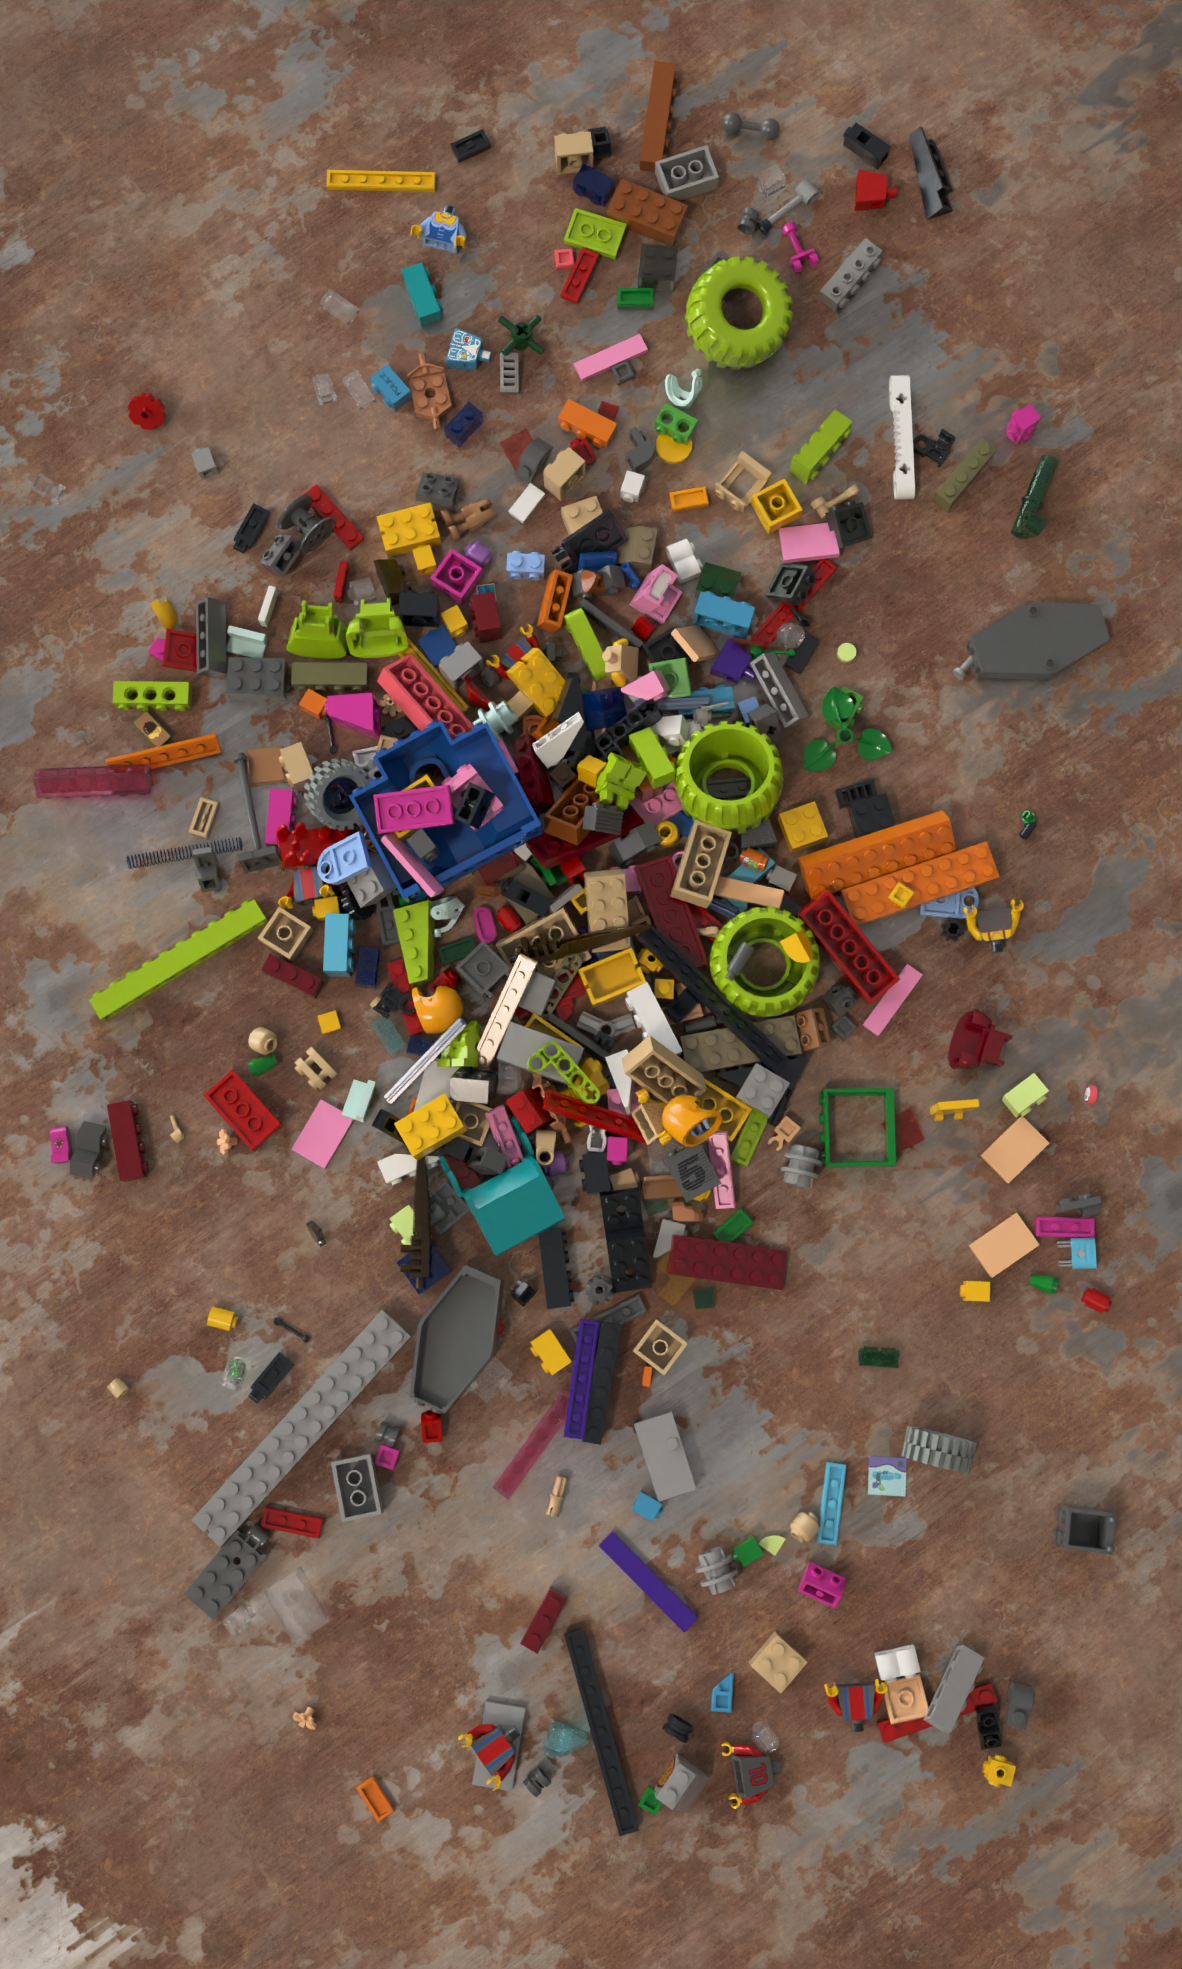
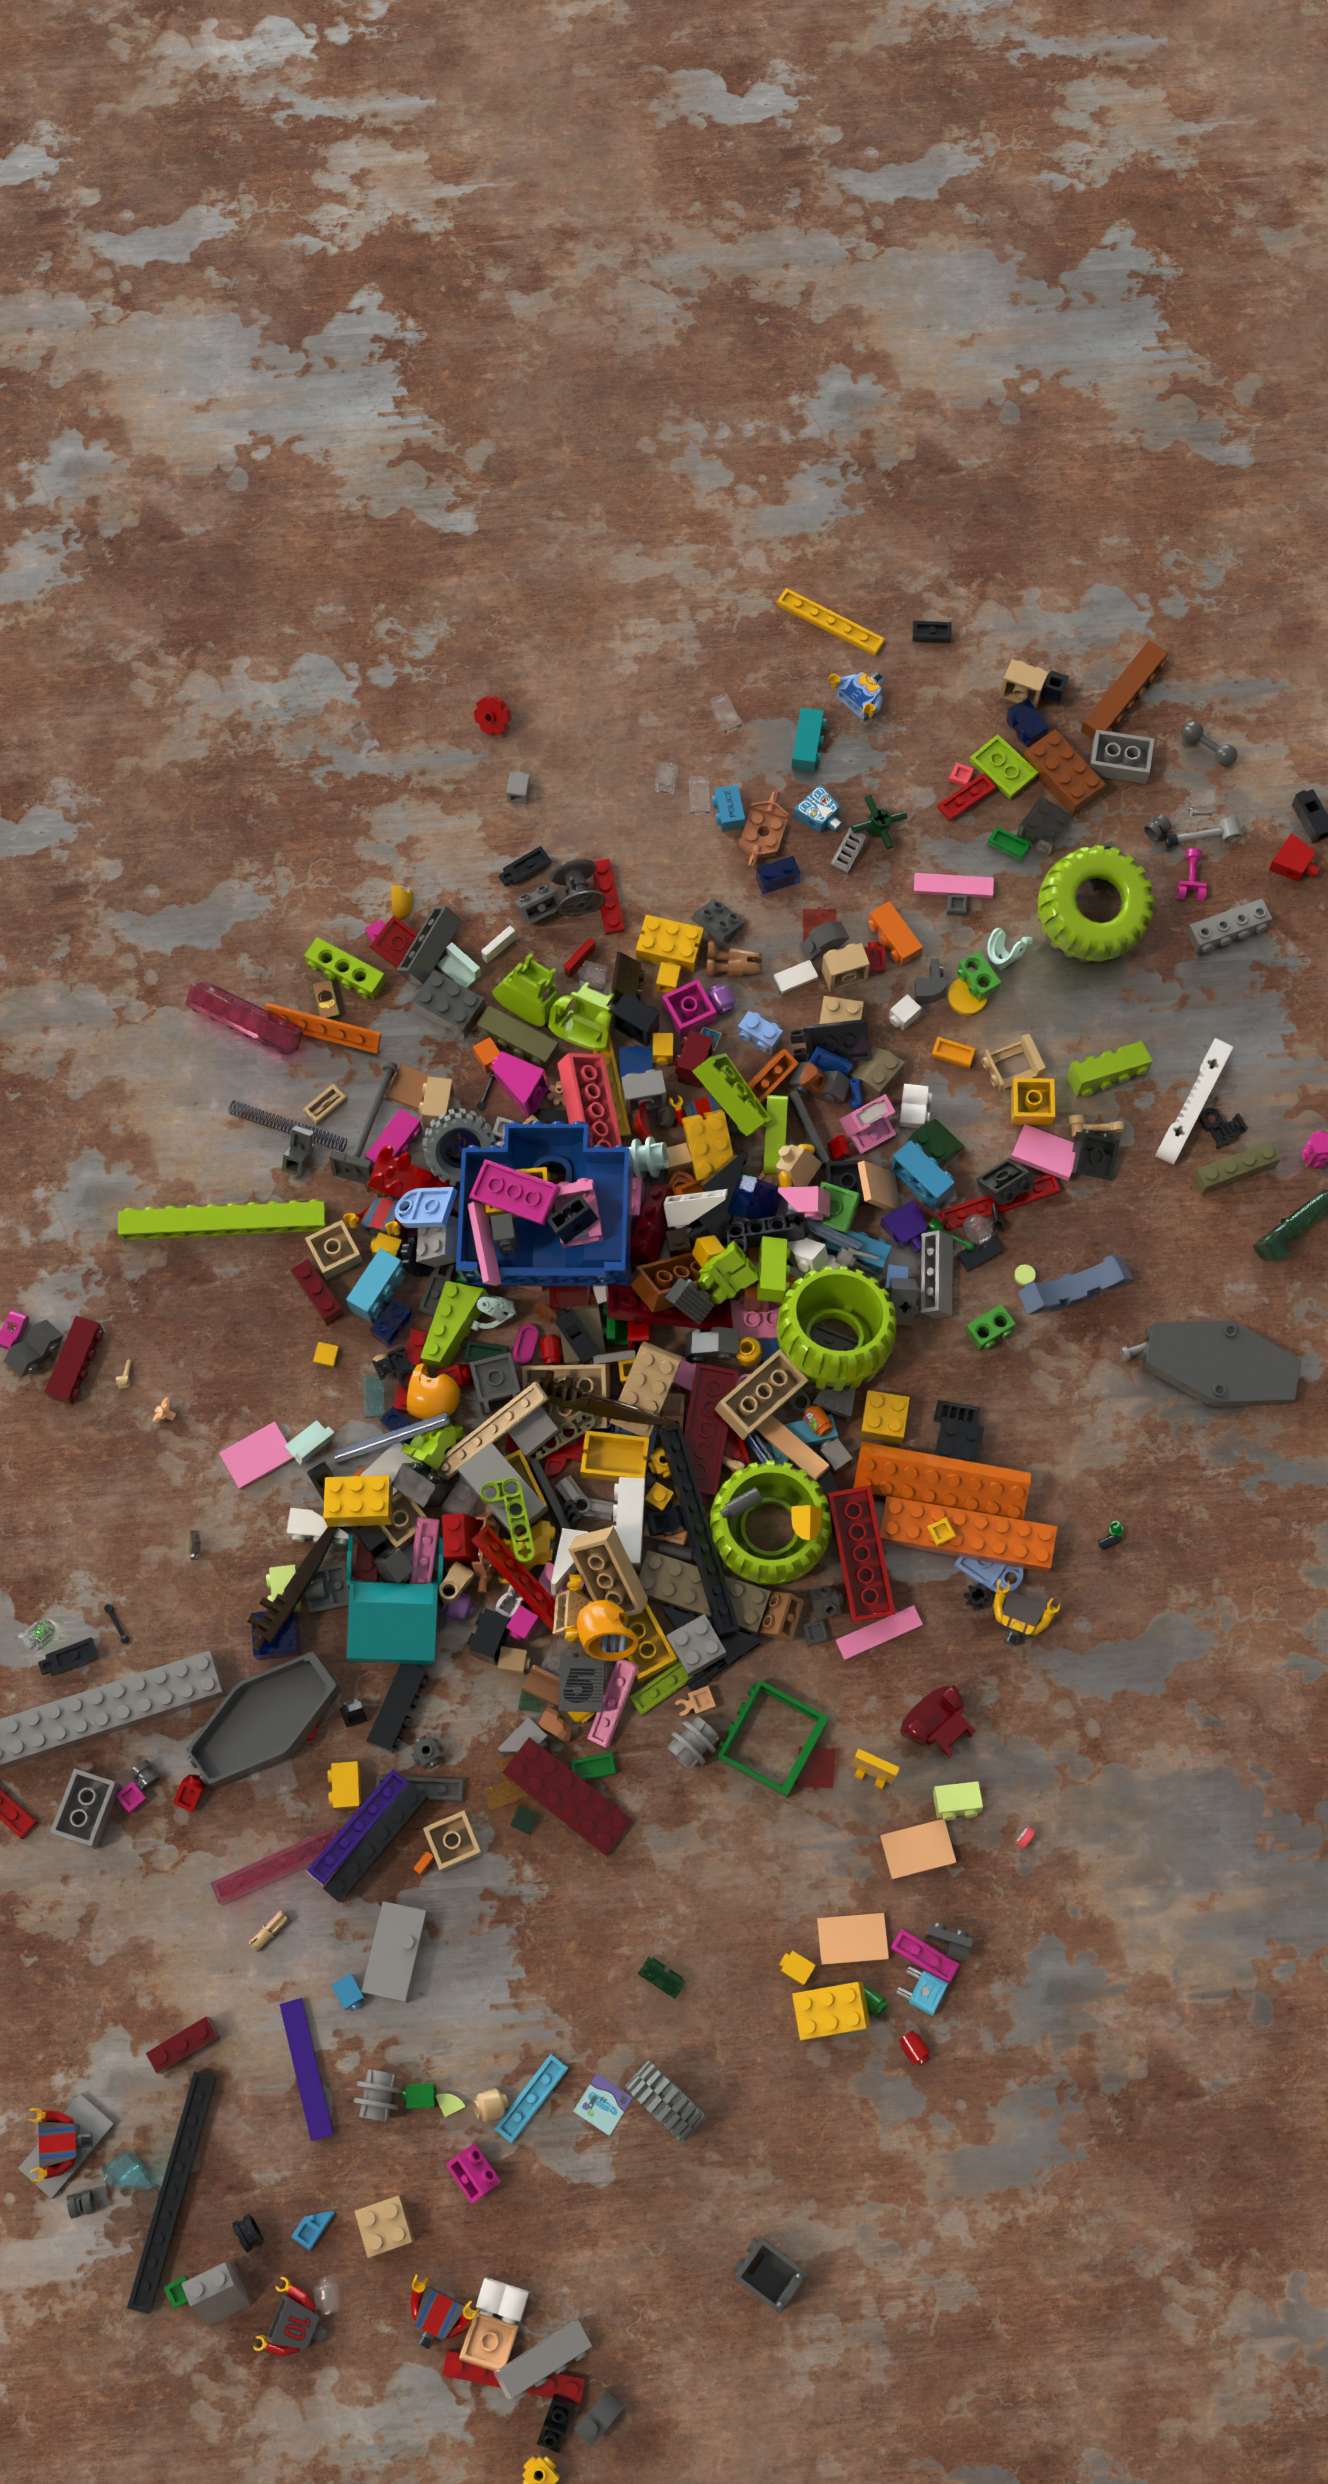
camera: 30 degrees right, 10 degrees down
(222, 1319) = (58, 1575): yellow brick -> none
(243, 1110) = (196, 1391): red hinge -> none
(261, 1065) = (239, 1359): green cone -> none
(262, 1040) = (253, 1336): tan head -> none
(303, 1067) = (280, 1400): tan brick -> none
(538, 630) = (732, 1093): none -> lime wedge
(608, 410) = (922, 933): clear red tile -> none
(625, 1240) = (481, 1717): black bracket -> none
(835, 706) = (985, 1319): green plant -> none
(893, 641) = (1075, 1288): none -> sand blue brick
(1021, 1309) = (831, 2011): none -> yellow brick

